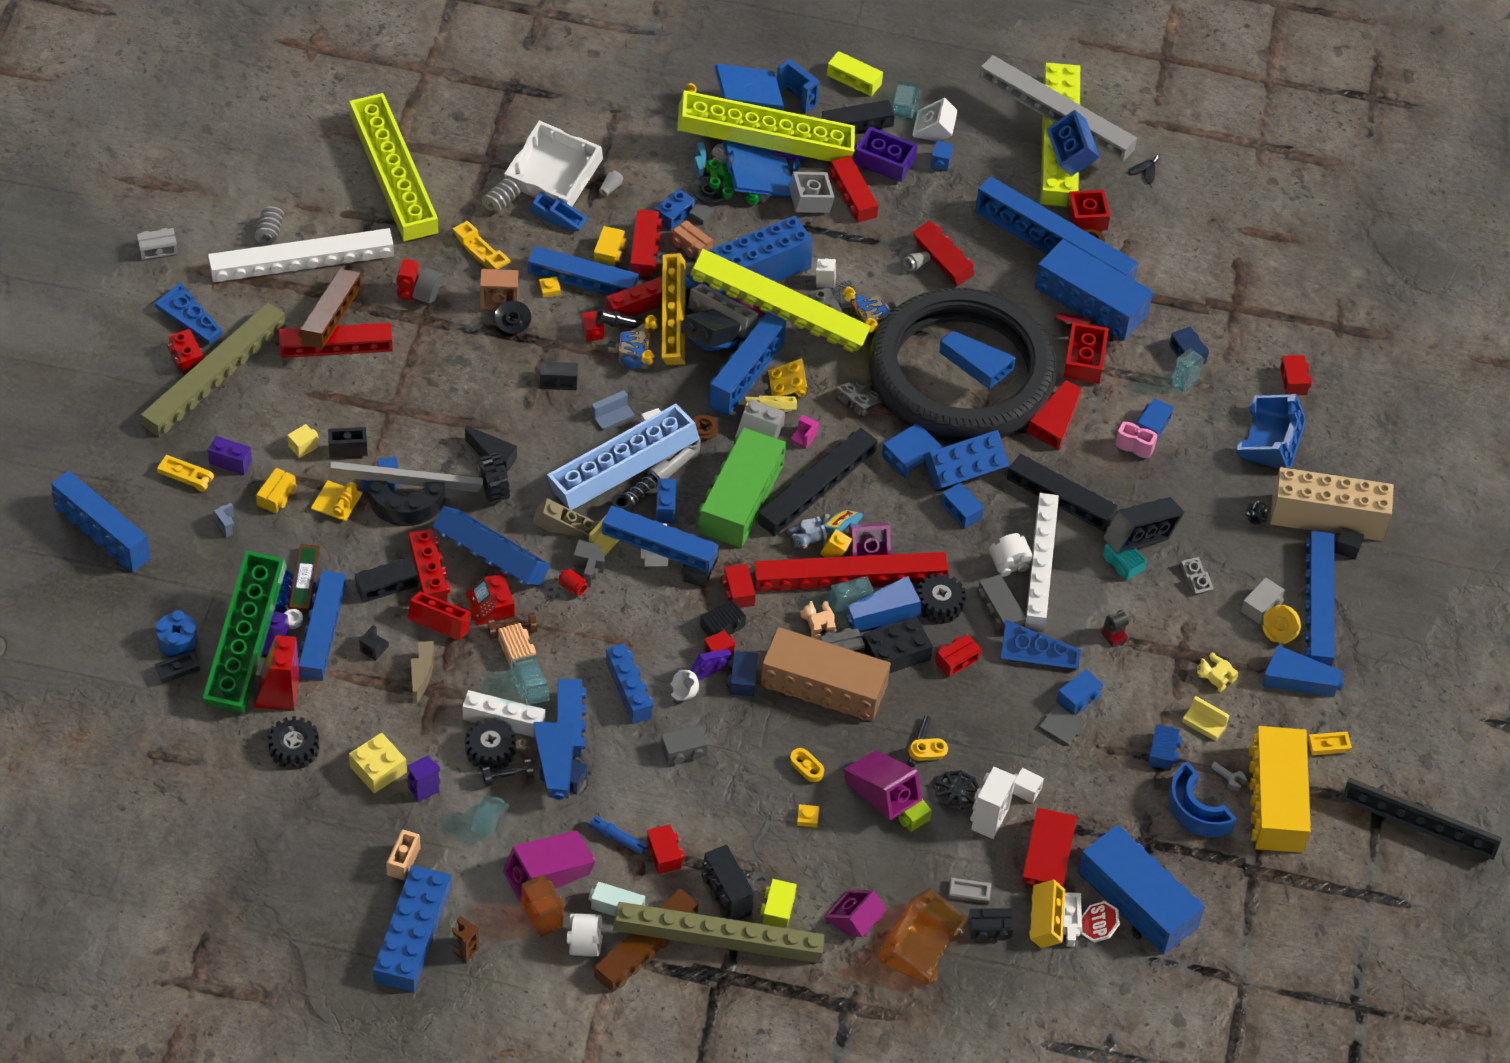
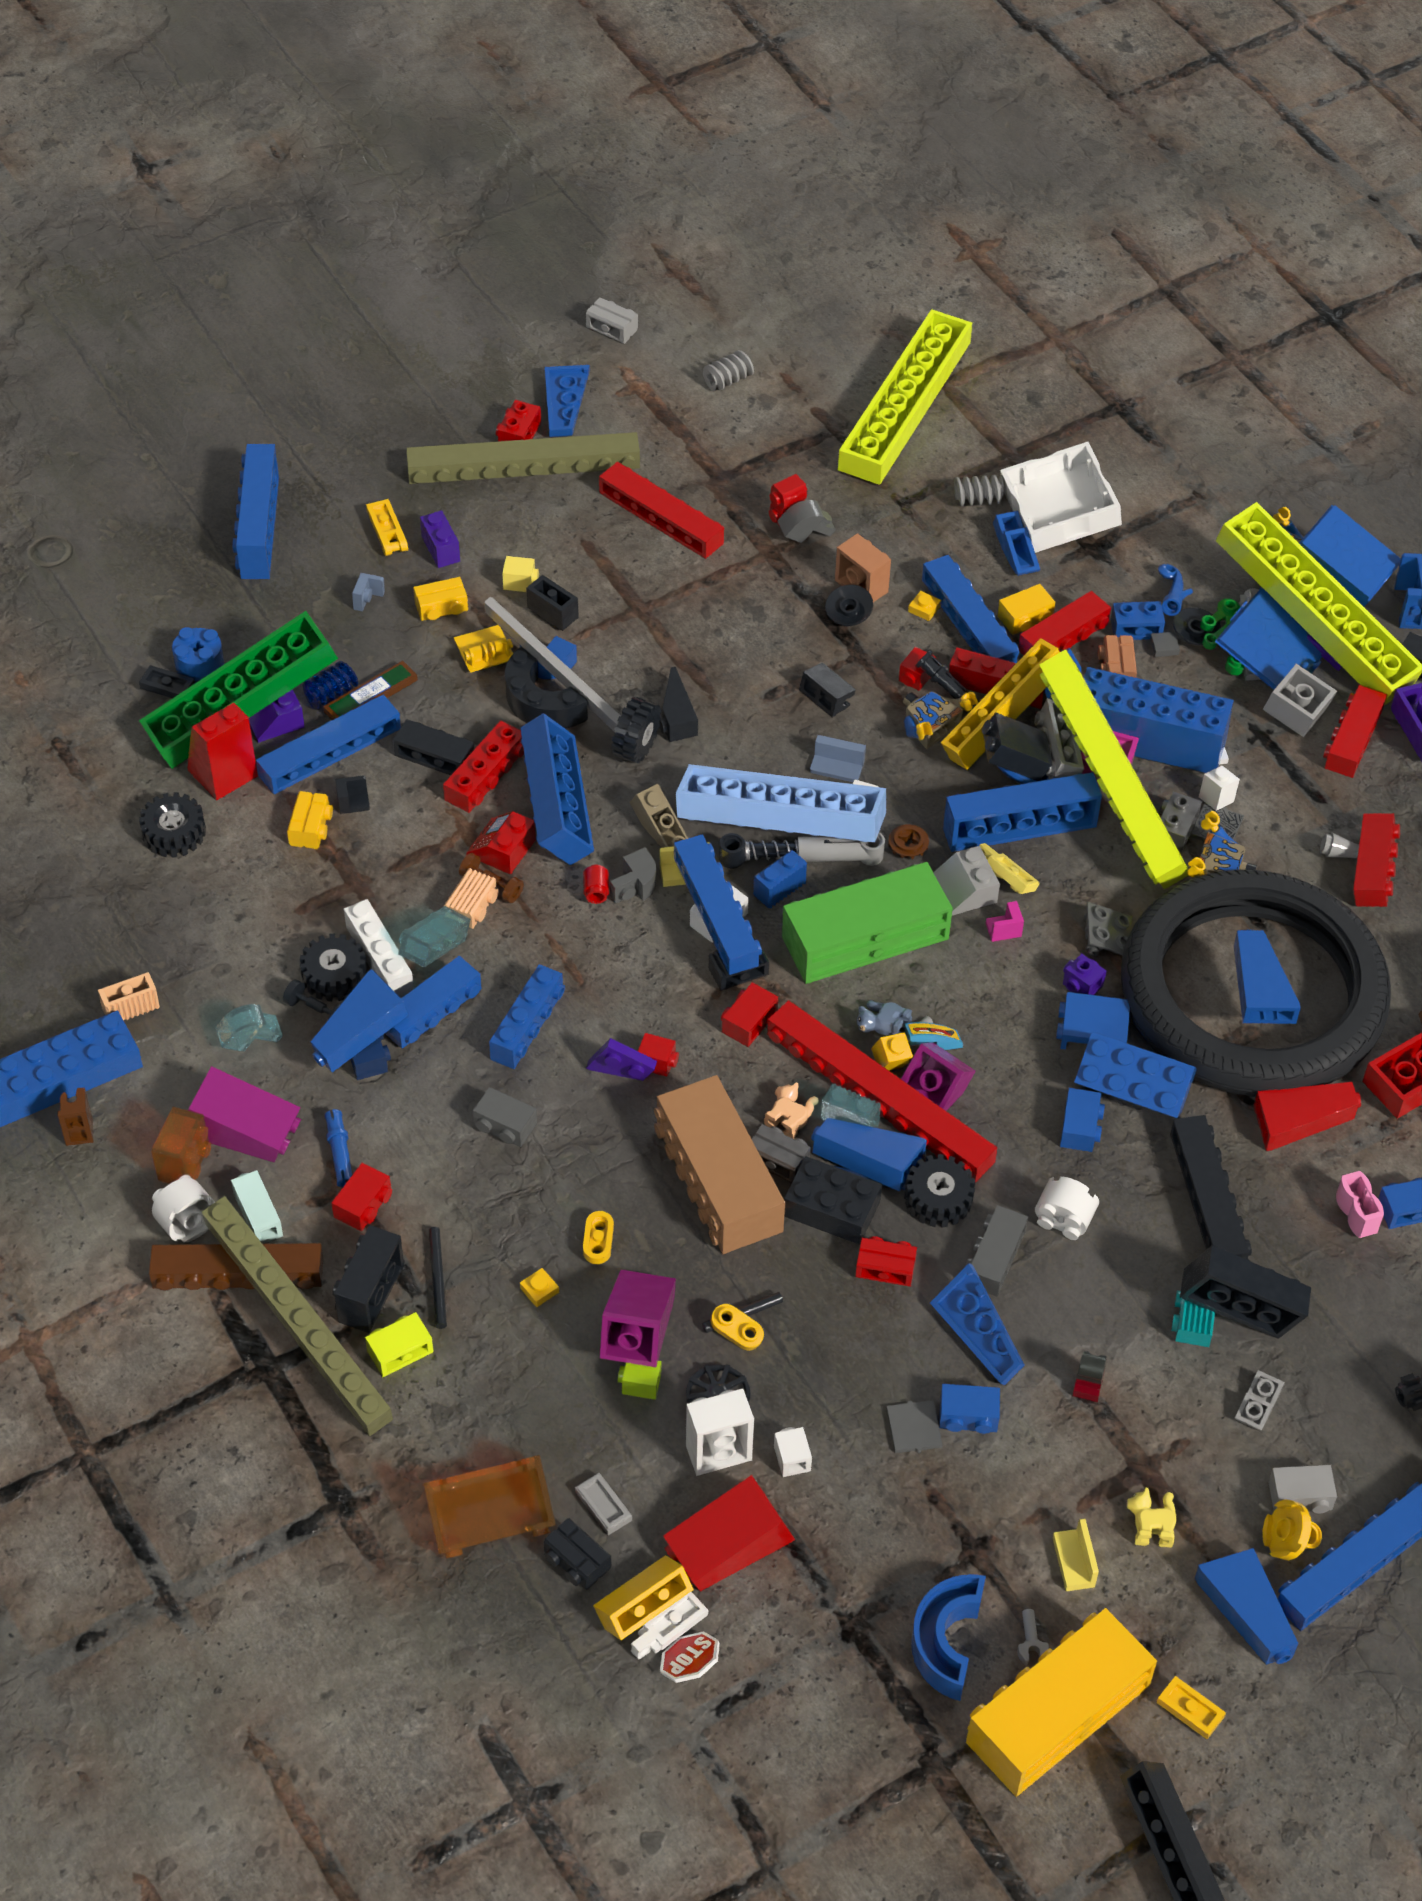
camera: 50 degrees right, 0 degrees up
(295, 618) = (314, 719): white tile -> none
(301, 255) = (726, 416): white brick -> none
(330, 308) = (682, 475): brick -> none
(369, 676) = (309, 820): none -> yellow brick
(378, 763) = (216, 900): light yellow brick -> none
(422, 669) = (361, 852): dark tan slope -> none
(423, 778) = (230, 944): dark purple brick -> none
(439, 615) = (434, 815): red brick -> none
(478, 248) = (901, 521): yellow slope -> none
(611, 182) = (1104, 554): light grey cone -> none
(677, 178) = (1173, 601): none -> blue plant
(684, 685) = (577, 1063): white hair -> none
(700, 160) = (1219, 593): dark azure slope -> none
(724, 617) = (694, 1032): black brick -> none
(743, 673) = (638, 1101): dark blue brick -> none
(752, 856) = (437, 1278): none -> black bar
(788, 379) = (1054, 861): yellow hinge -> none
(817, 481) = (957, 978): black brick -> none
(856, 912) = (460, 1421): magenta slope -> none
(879, 427) = (1083, 976): none -> dark purple brick
(1042, 562) = (1094, 1243): white brick -> none
(1141, 889) = (771, 1664): blue brick -> none
(1163, 747) = (992, 1543): blue brick -> none

